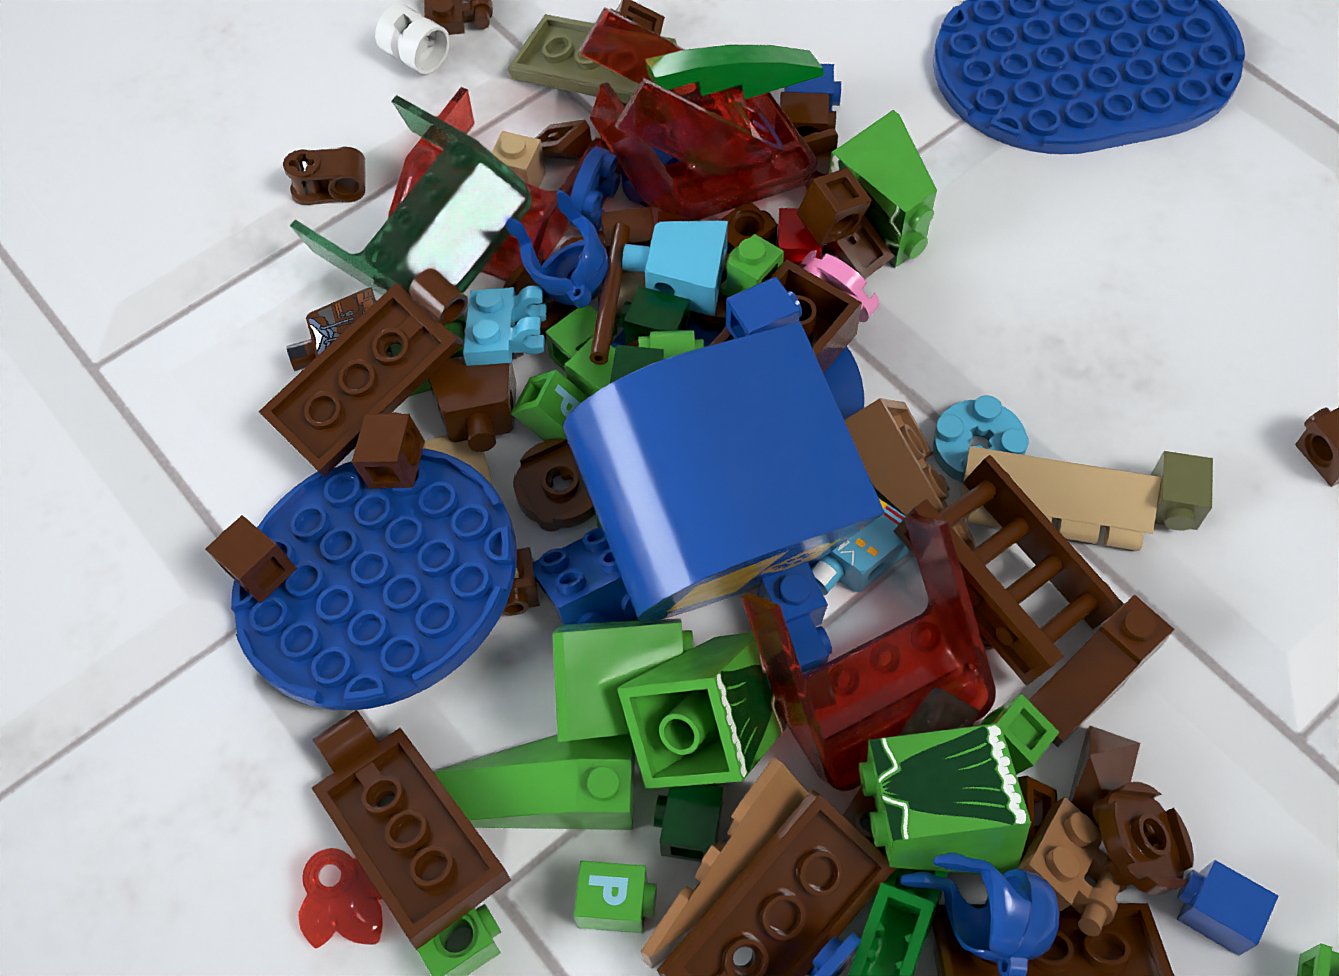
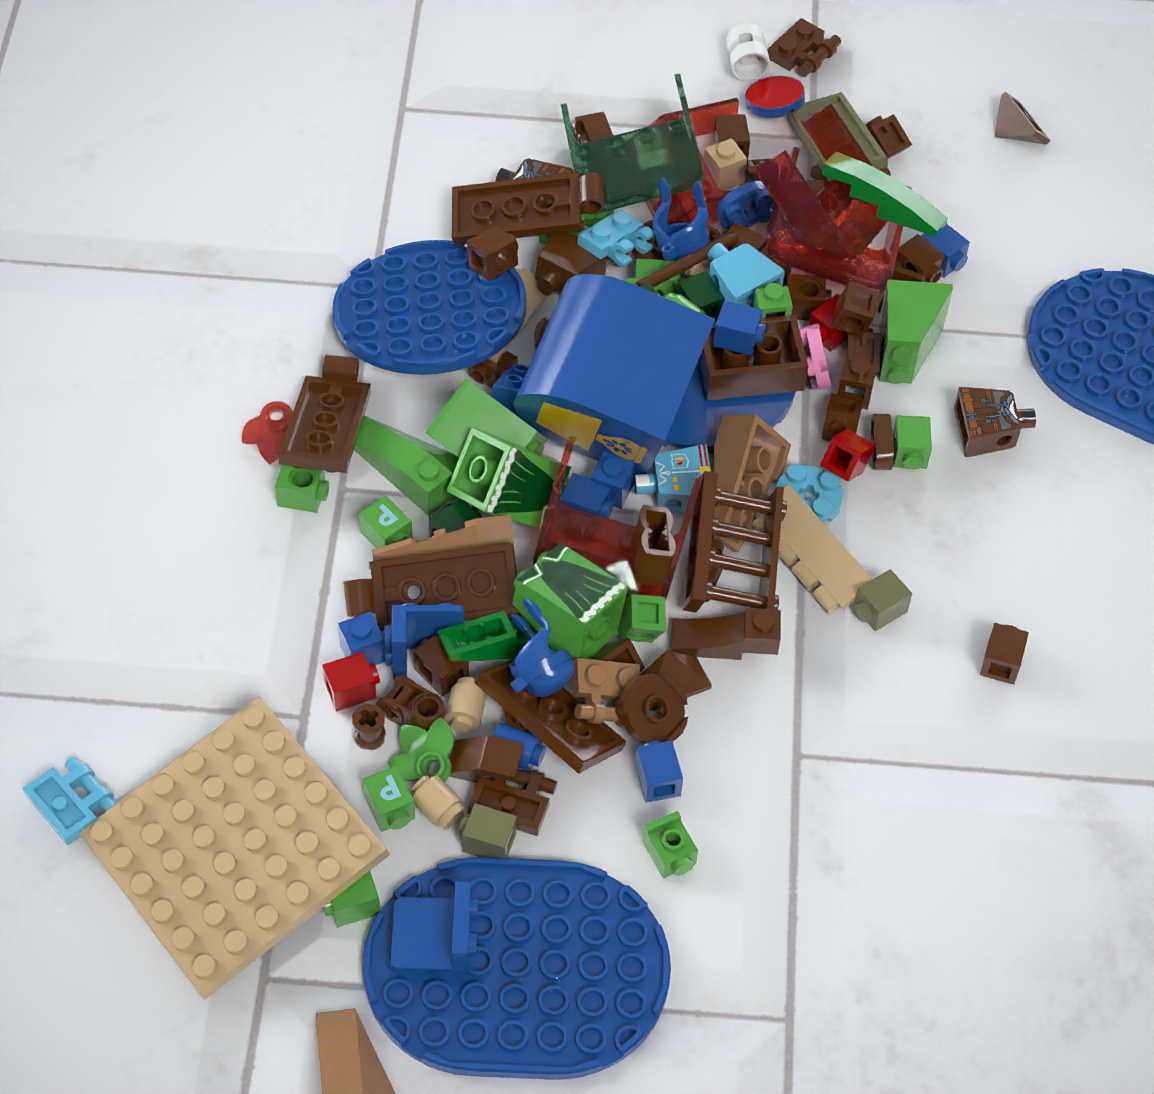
camera: 40 degrees right, 5 degrees down
(251, 558) = (378, 252): reddish brown brick -> none
(329, 175) = (621, 96): reddish brown piece -> none
(347, 228) = (592, 127): none -> reddish brown brick
(486, 63) = (775, 96): none -> red tile
(487, 122) = (732, 127): none -> reddish brown brick
(891, 275) = (858, 374): none -> reddish brown brick
(920, 329) = (841, 414): none -> reddish brown bracket
(954, 646) = (653, 545): none -> reddish brown brick
(978, 366) = (847, 455): none -> red brick
(981, 325) = (883, 438): none -> reddish brown beam
(1008, 302) = (912, 442): none -> bright green brick
(1041, 223) = (989, 420): none -> reddish brown torso

